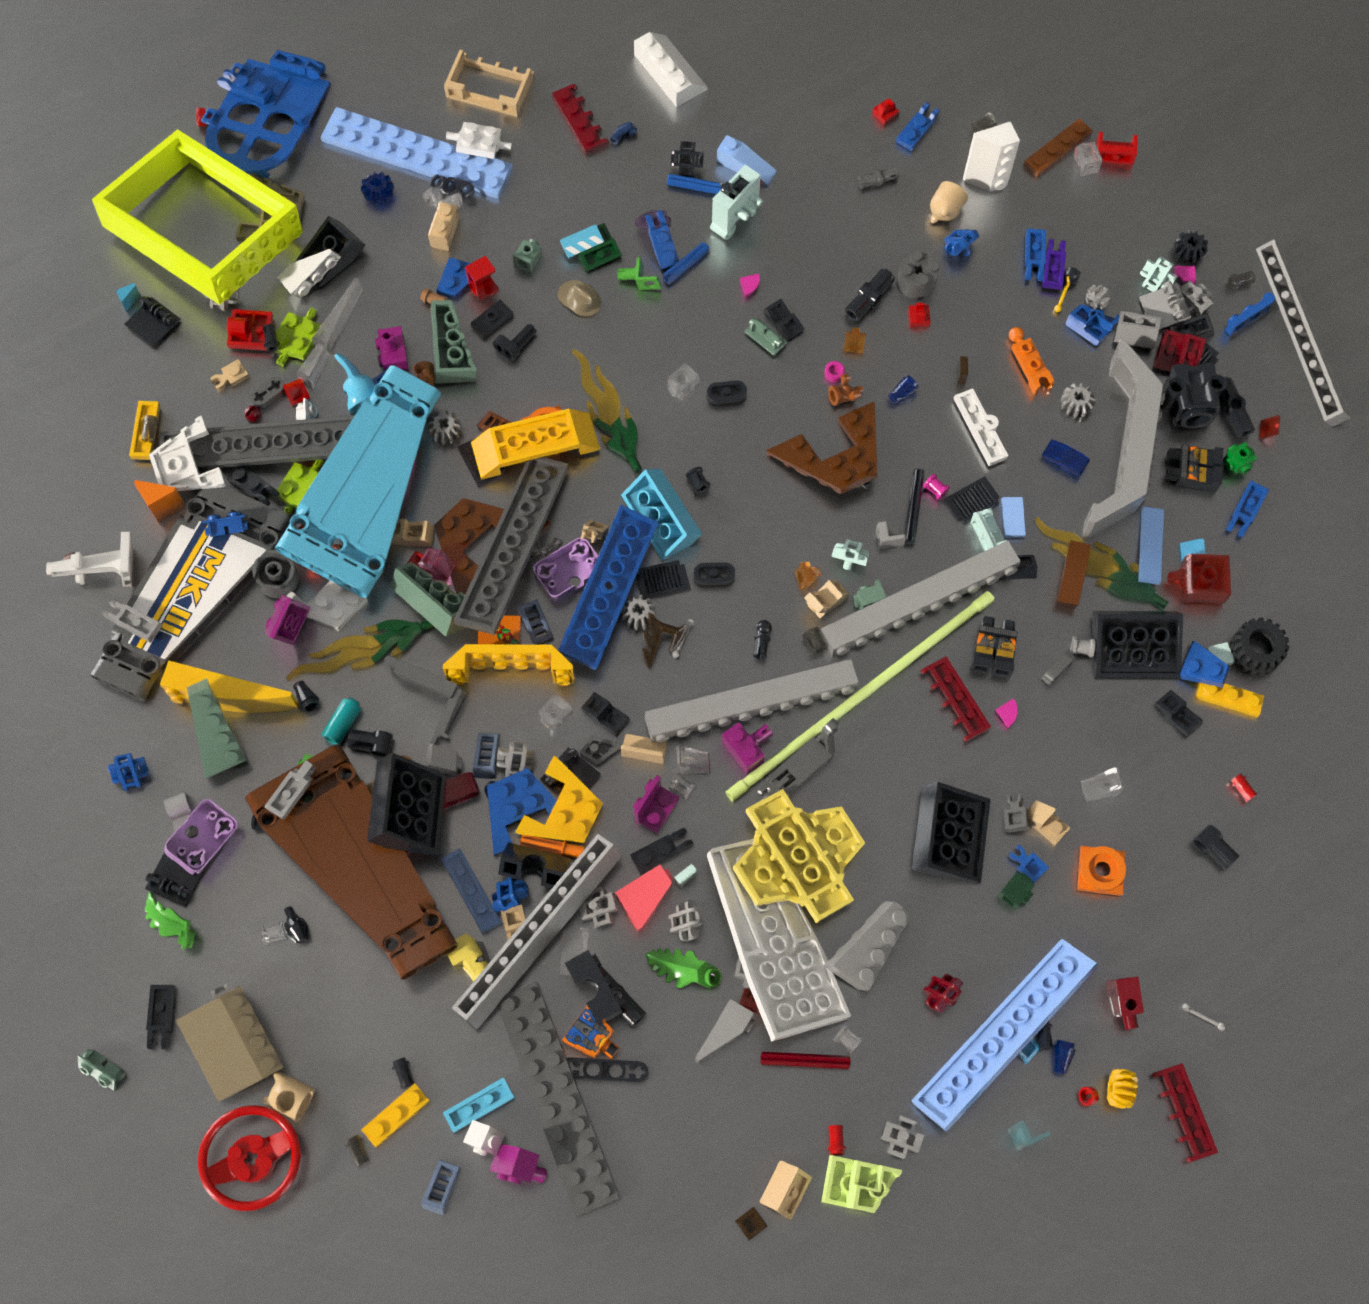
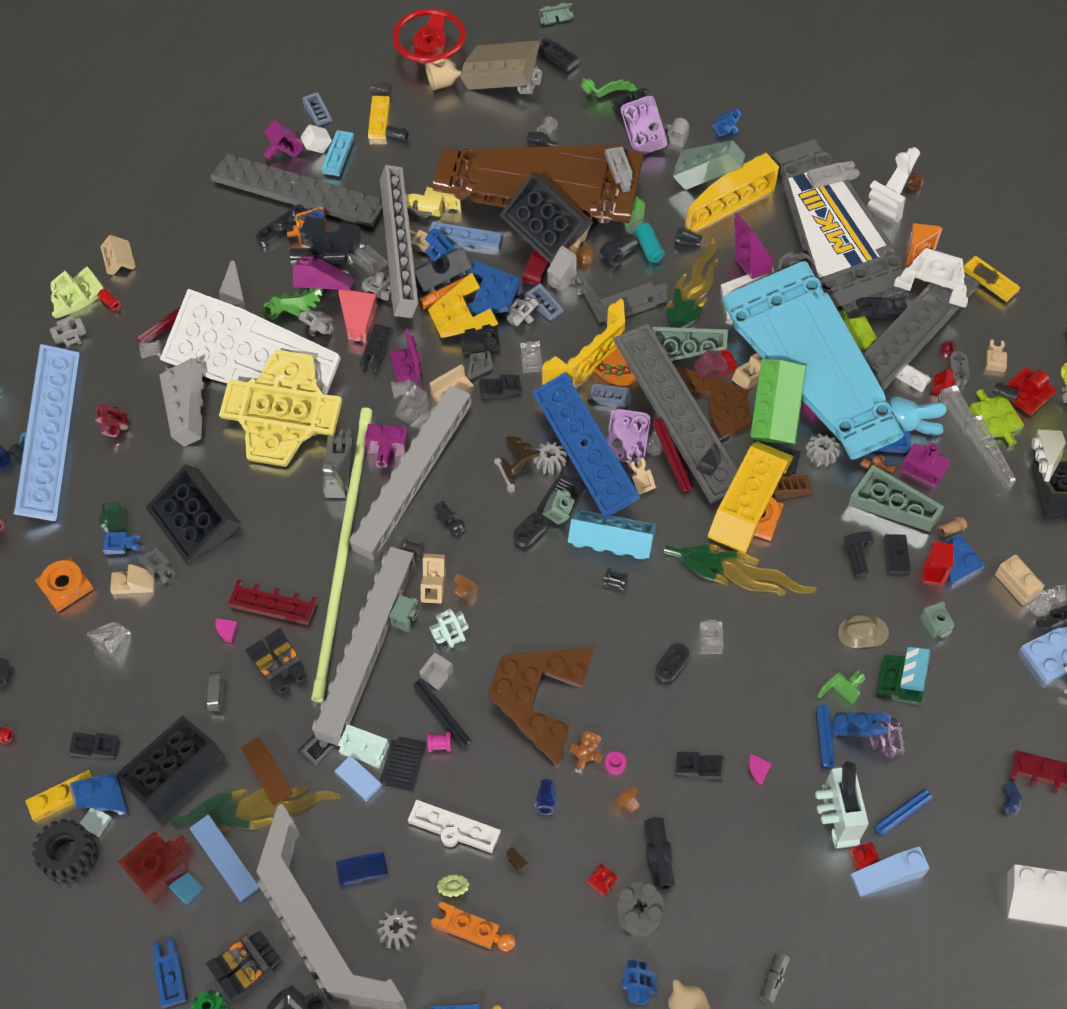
camera: 135 degrees right, 10 degrees down
(217, 525) = (860, 263): blue hinge -> none
(436, 476) = (778, 401): none -> slope
(543, 482) = (708, 463): none -> black slope
(553, 523) = (672, 455): none -> dark red axle
(638, 959) = (316, 273): none -> magenta slope
(679, 563) = (558, 506): none -> sand green brick
(685, 876) = (344, 344): light aqua tile -> none
(687, 158) = (940, 815): black piece -> none
(751, 1223) = (123, 228): dark brown tile -> none
(765, 336) = (697, 737): sand green hinge -> none
(1017, 393) = (453, 885): none -> yellowish green piece
(1082, 646) = (211, 723): light grey bush -> none

